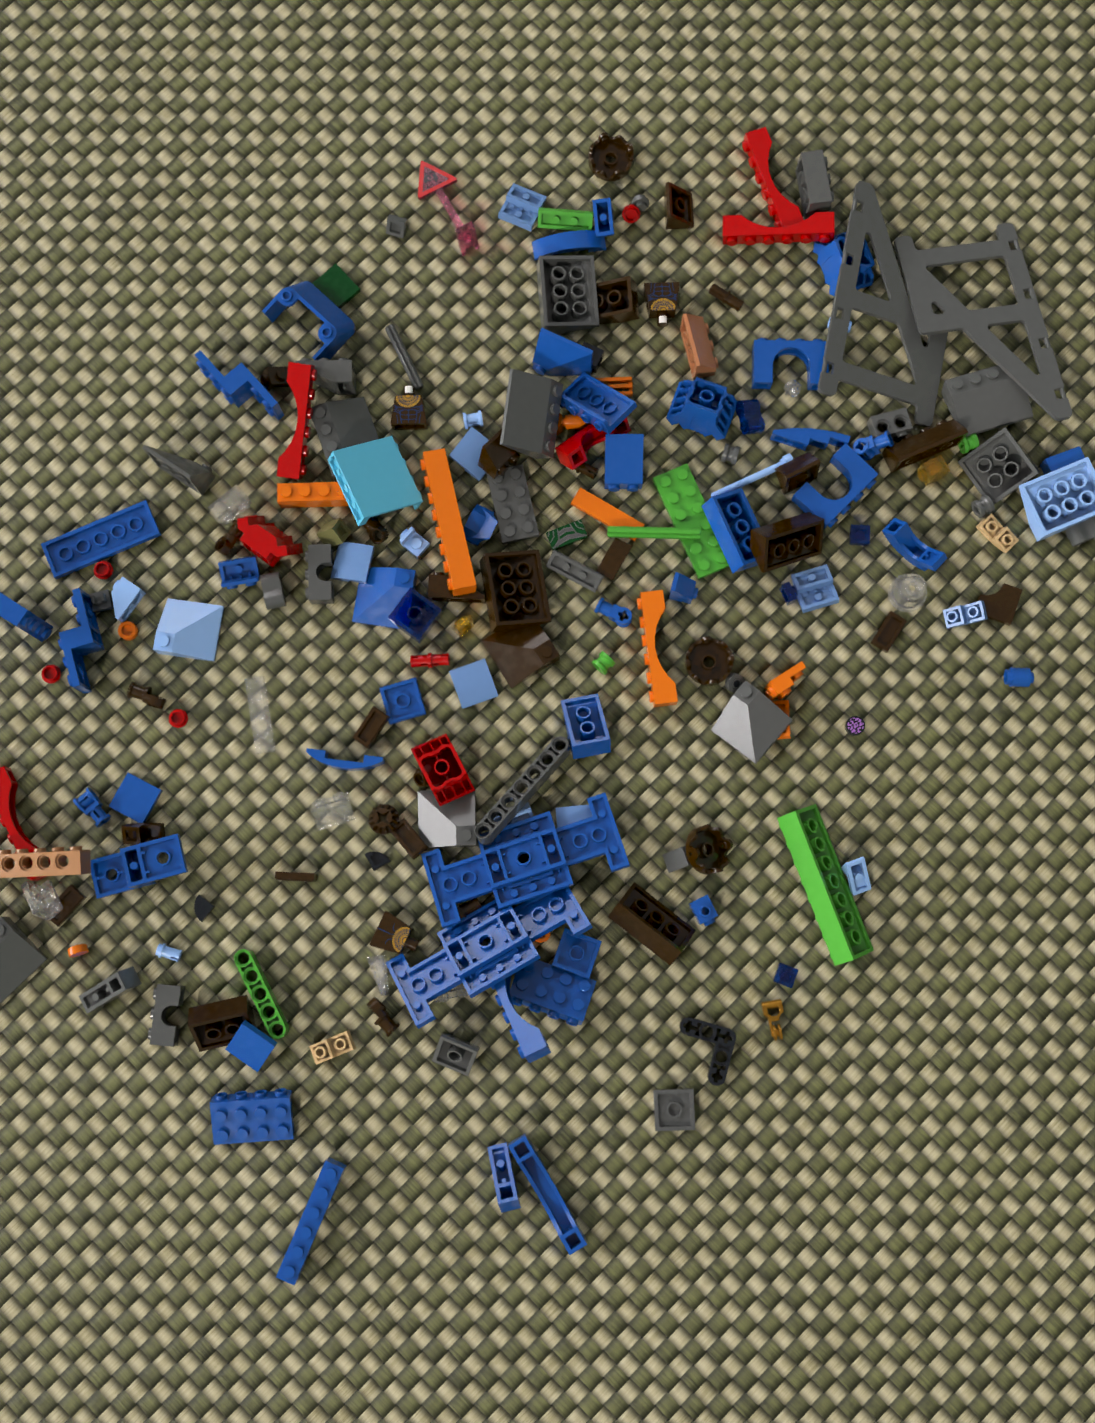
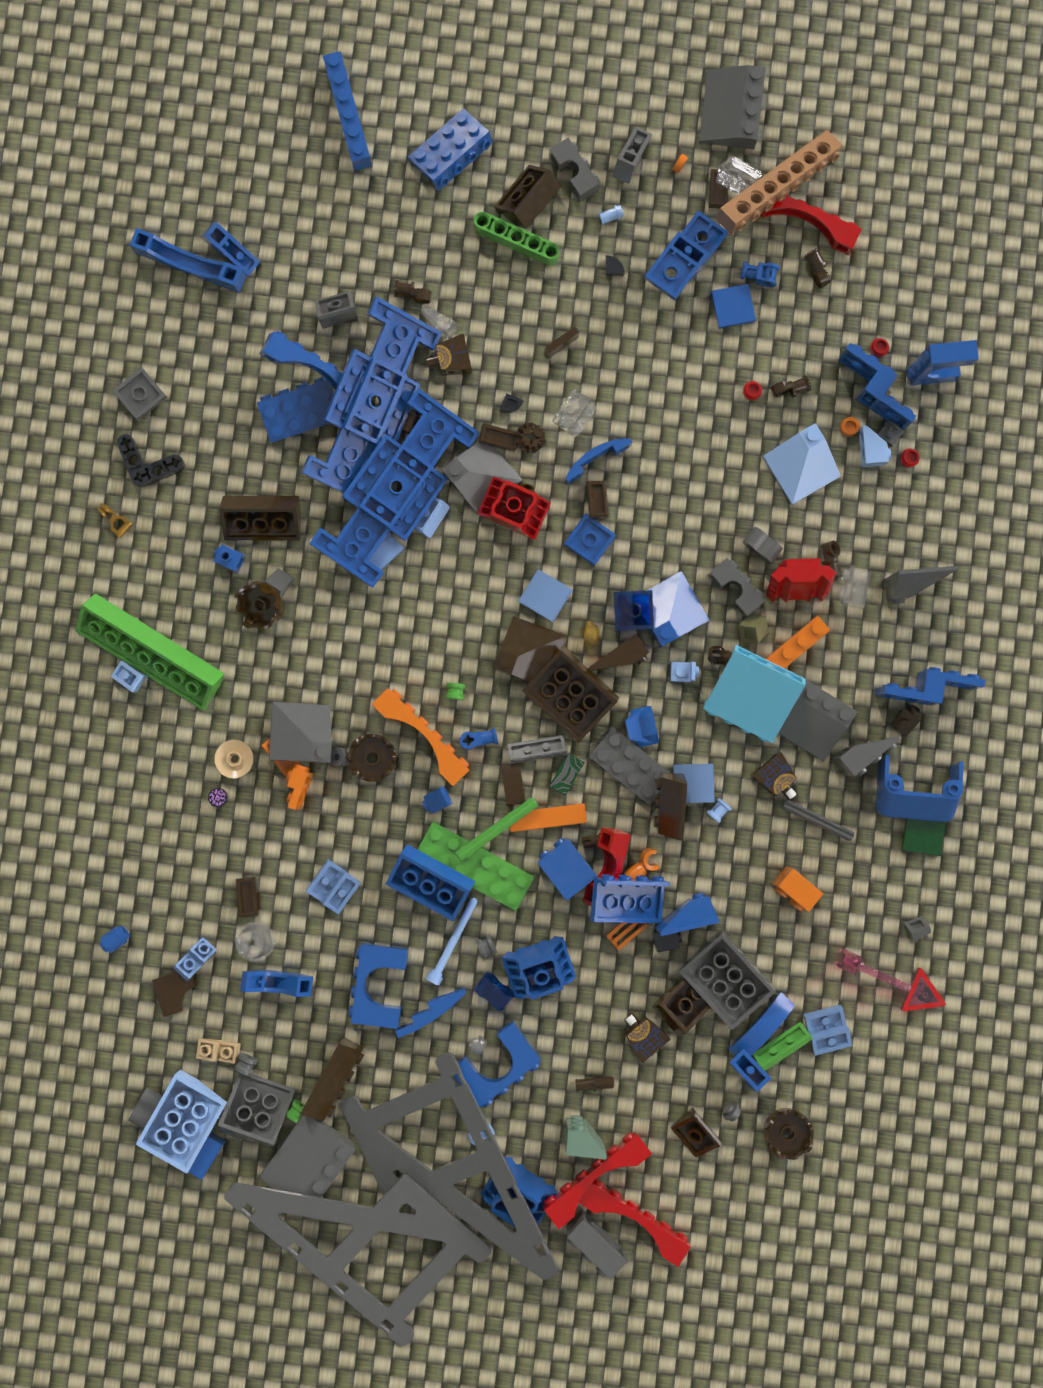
camera: 140 degrees right, 5 degrees up
(40, 778) = (818, 264): none -> dark brown connector
(101, 539) = (932, 480): blue plate -> none
(142, 832) = (707, 283): dark brown slope -> none
(239, 572) = (801, 538): blue bracket -> none
(251, 1046) = (492, 195): blue tile -> none
(260, 715) = (691, 442): clear tile -> none
(300, 379) = (880, 723): red arch -> none
(332, 1047) = (432, 243): tan slope -> none
(352, 562) = (718, 617): medium blue slope -> none
(430, 660) = (594, 587): red pin -> none
(449, 522) = (667, 707): orange brick -> none
(463, 316) = (797, 888): none -> orange brick
(521, 799) = (444, 532): dark grey beam -> none
(531, 414) = (670, 844): dark grey slope -> none
(576, 954) = (298, 446): blue plate -> none
(586, 726) = (430, 630): blue slope -> none
(631, 213) = (731, 1096): red plate -> none
(698, 346) = (583, 1019): nougat slope -> none
(767, 260) = (582, 1139): none -> sand green slope
(785, 975) = (129, 558): clear blue plate -> none
(787, 541) = (382, 904): dark brown slope -> none
(789, 593) = (350, 865): clear blue plate -> none
(797, 472) = (420, 973): dark brown slope -> none
(829, 744) = (224, 757): none -> tan dish
(859, 535) = (329, 960): clear blue plate -> none
(872, 445) = (373, 1044): blue connector -> none
(887, 421) = (377, 1077): dark grey brick -> none
(932, 470) = (309, 1063): clear yellow brick -> none

